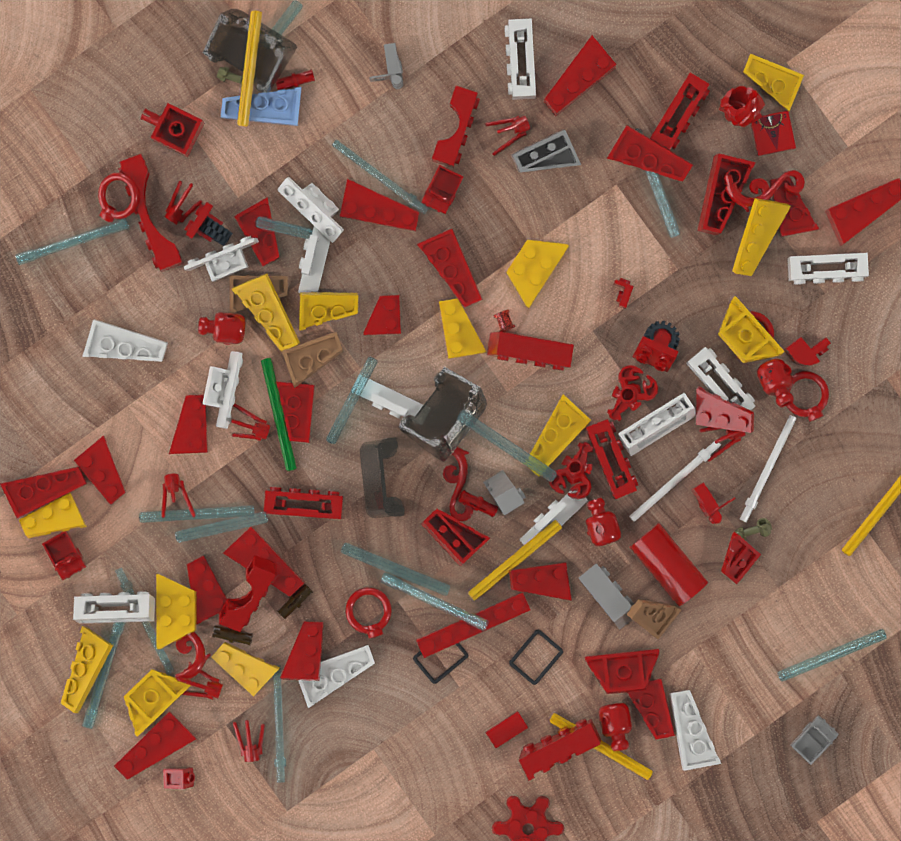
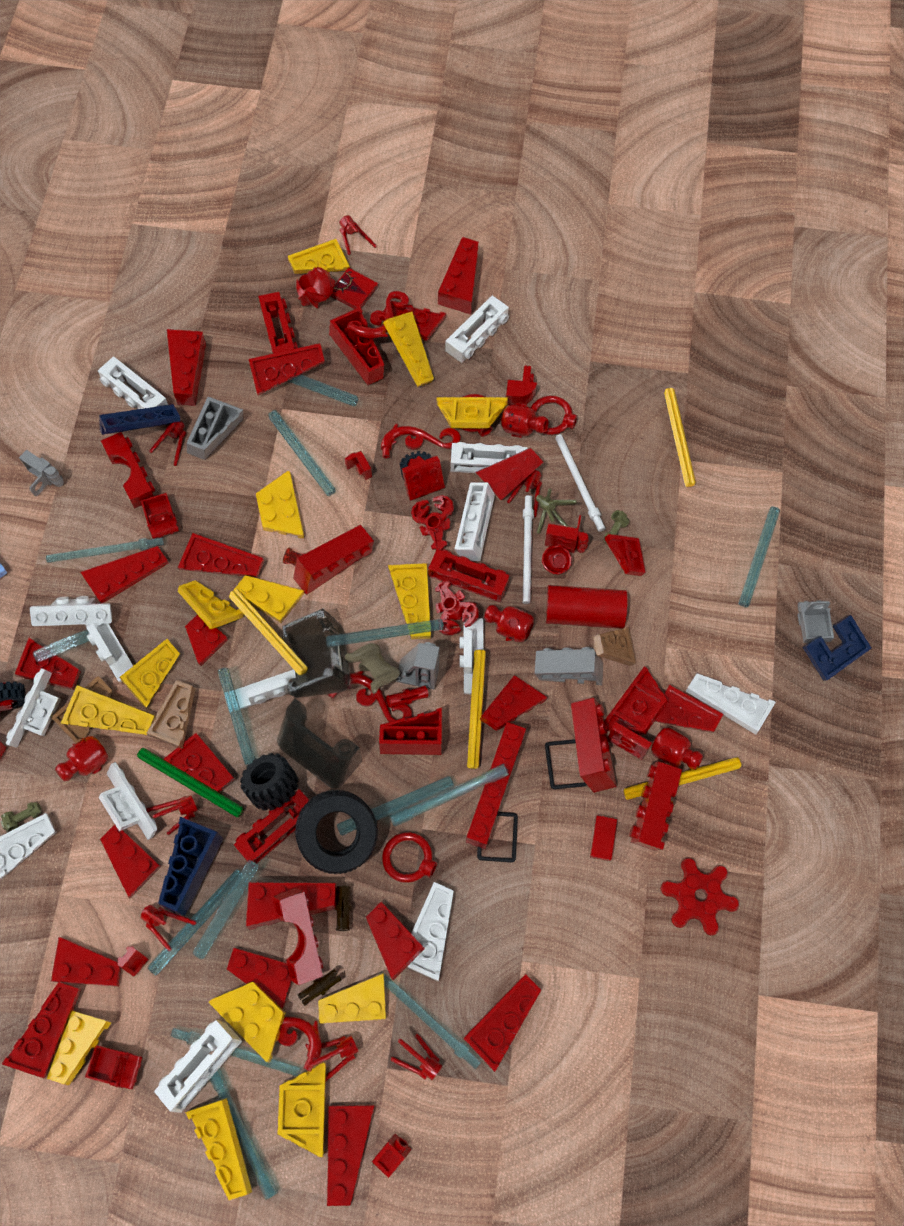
camera: 50 degrees left, 20 degrees down
(133, 500) = (132, 961): none -> red tile
(140, 323) = (10, 821): none -> olive bar
(224, 473) = (188, 865): none -> dark blue wedge
(322, 773) = (501, 1024): none -> red wing
(327, 485) = (269, 781): none -> black tyre
(330, 574) = (336, 861): none -> black tyre
(409, 296) = (207, 606): none -> yellow wing
(430, 360) = (268, 632): none -> yellow axle
(477, 465) = (374, 662): none -> dark tan hair
(498, 95) = (138, 419): none -> dark blue fence
(563, 665) = (592, 745): none -> red wedge
(589, 688) = (628, 741): none -> red tile
(593, 238) = (302, 453): none -> clear light blue axle
(683, 512) = (556, 560): none -> red hair
(694, 311) = (413, 444): none -> red plant
(723, 464) = (548, 505): none -> olive plant
(790, 778) = (831, 662): none -> dark blue plate
(826, 71) = (349, 226): none -> red plant

